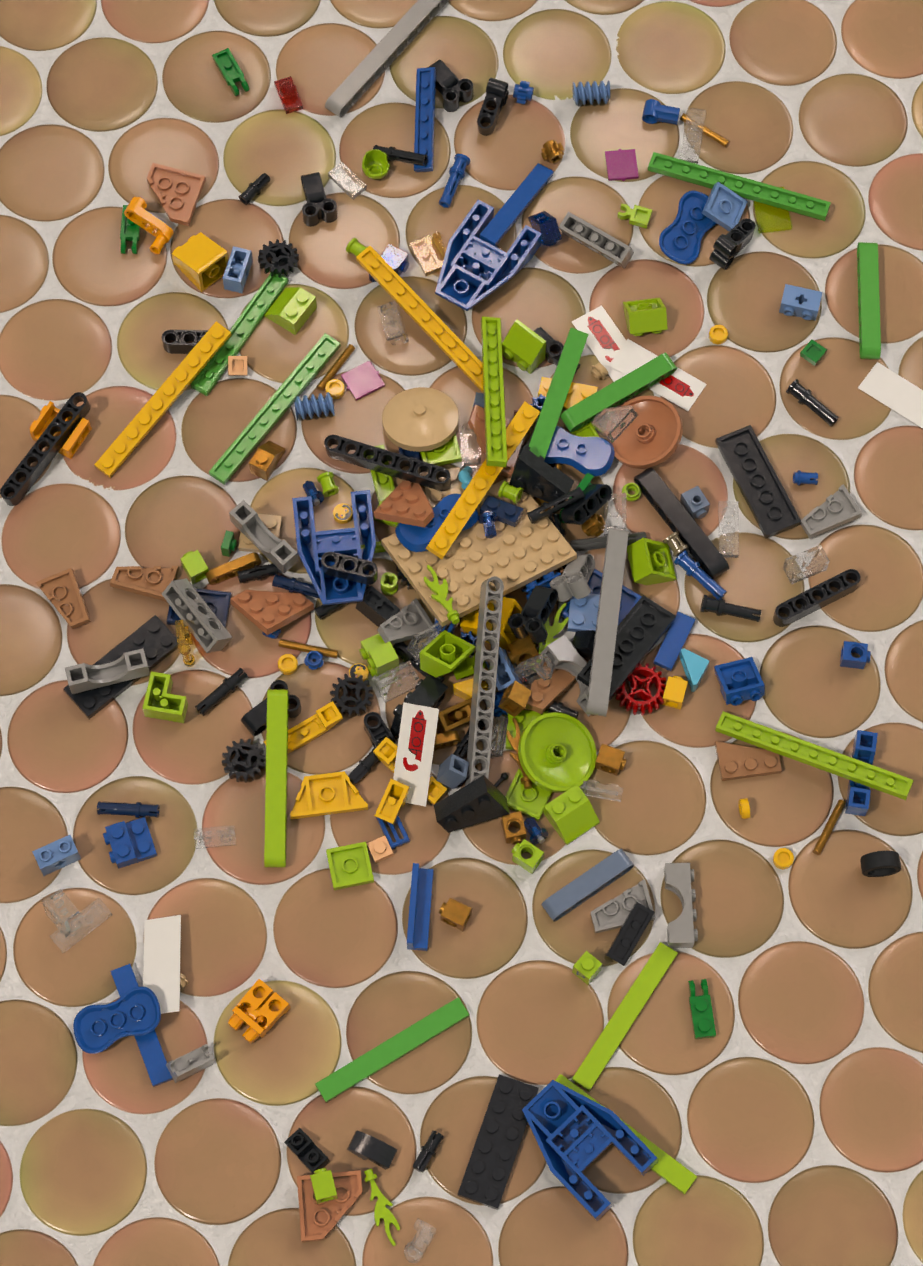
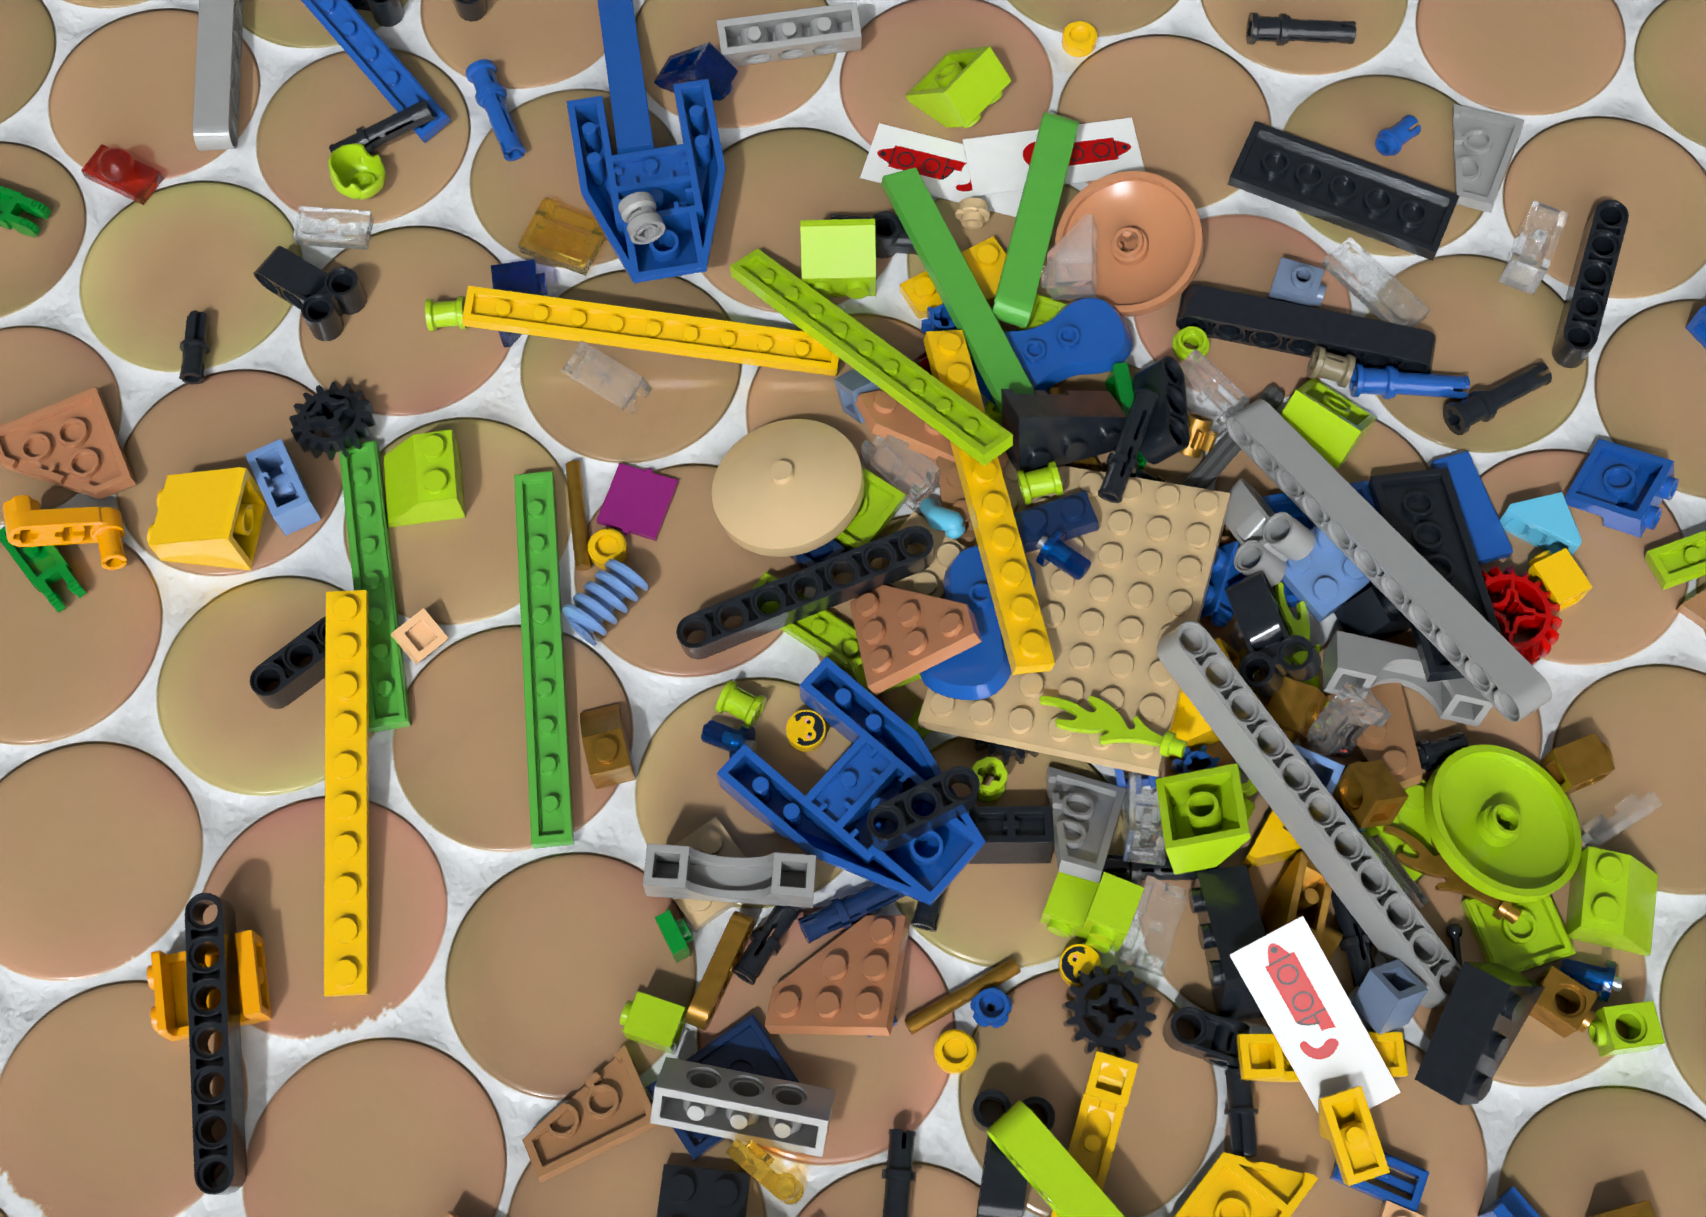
camera: 40 degrees left, 0 degrees up
(458, 271) = (643, 223): none -> light grey wheel

